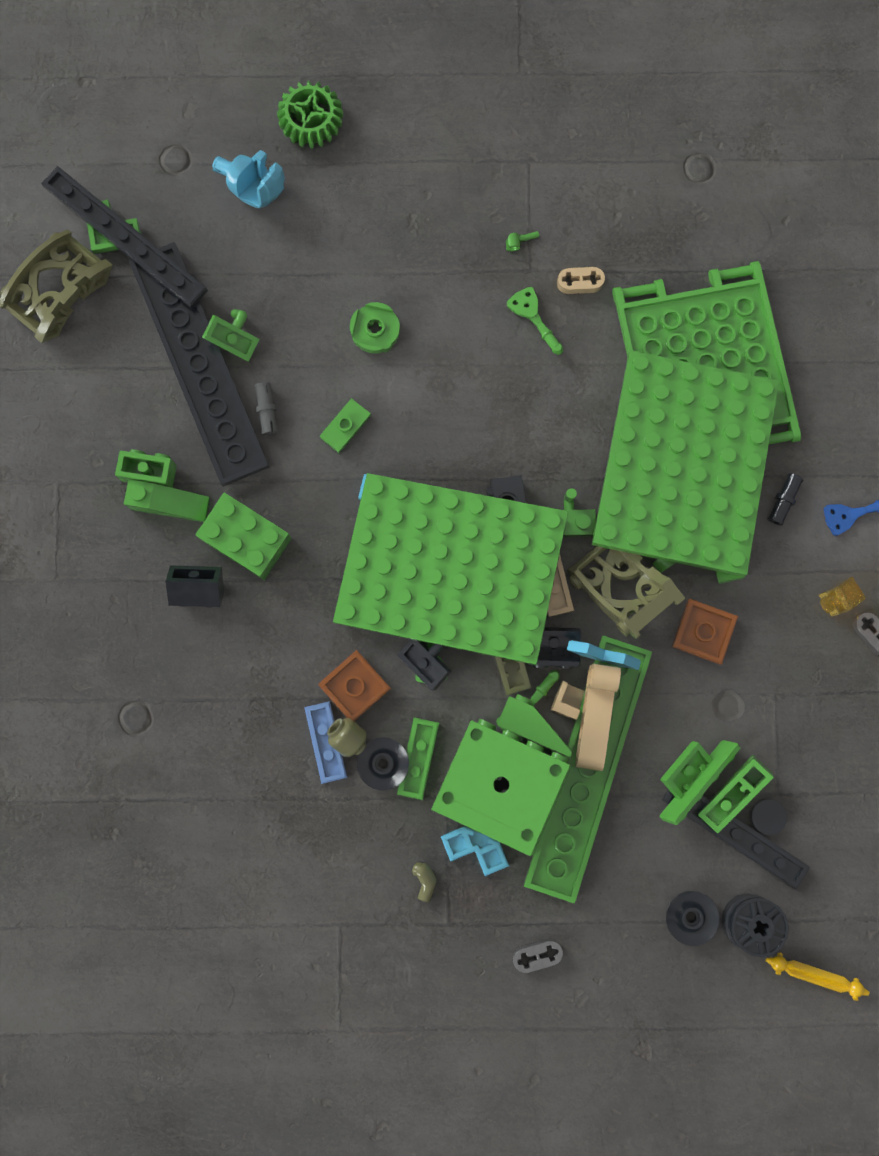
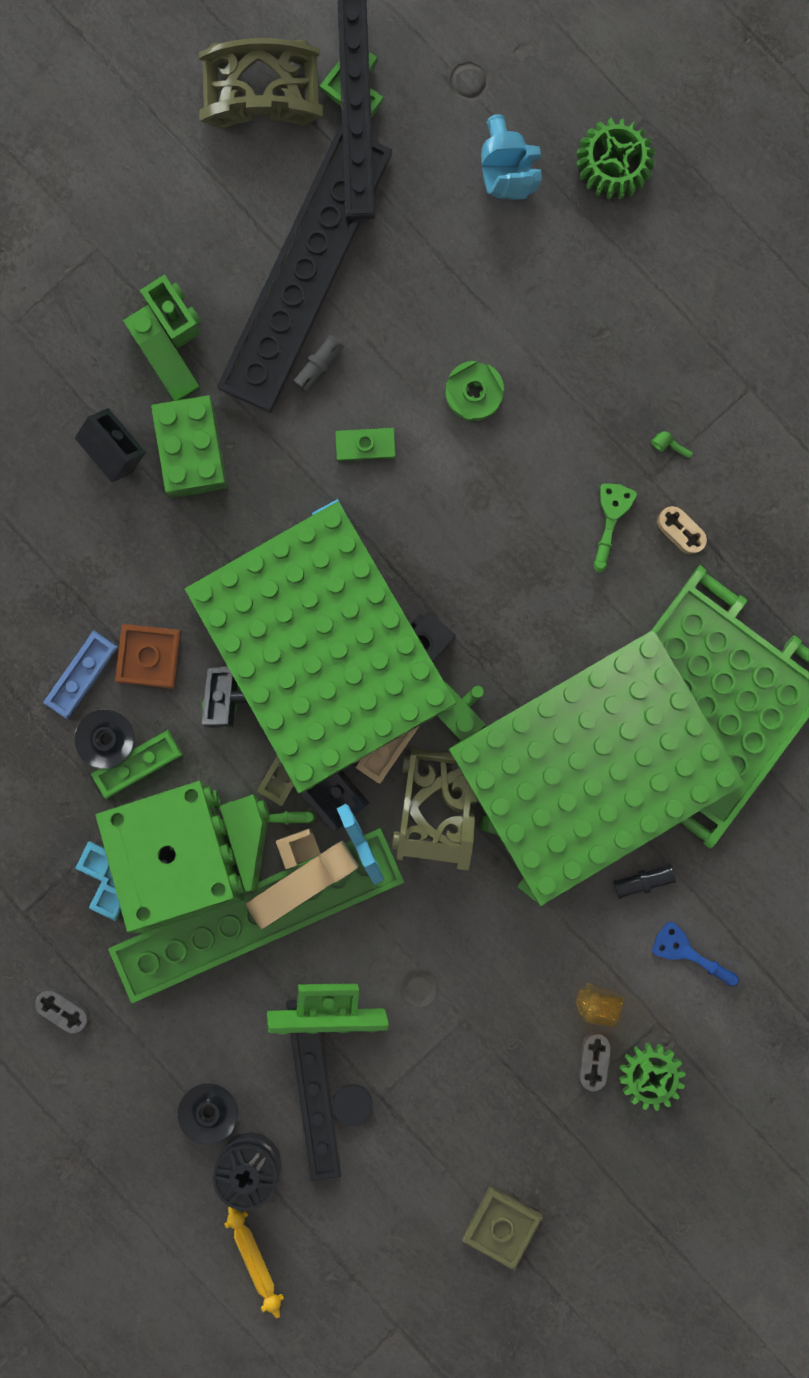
camera: 50 degrees right, 5 degrees up
(231, 336) = (352, 275): bright green plate -> none
(347, 737) = (98, 689): olive head -> none
(426, 878) = (43, 862): olive arm -> none
(704, 631) = (463, 912): dark orange plate -> none
(736, 793) = (346, 1060): bright green slope -> none

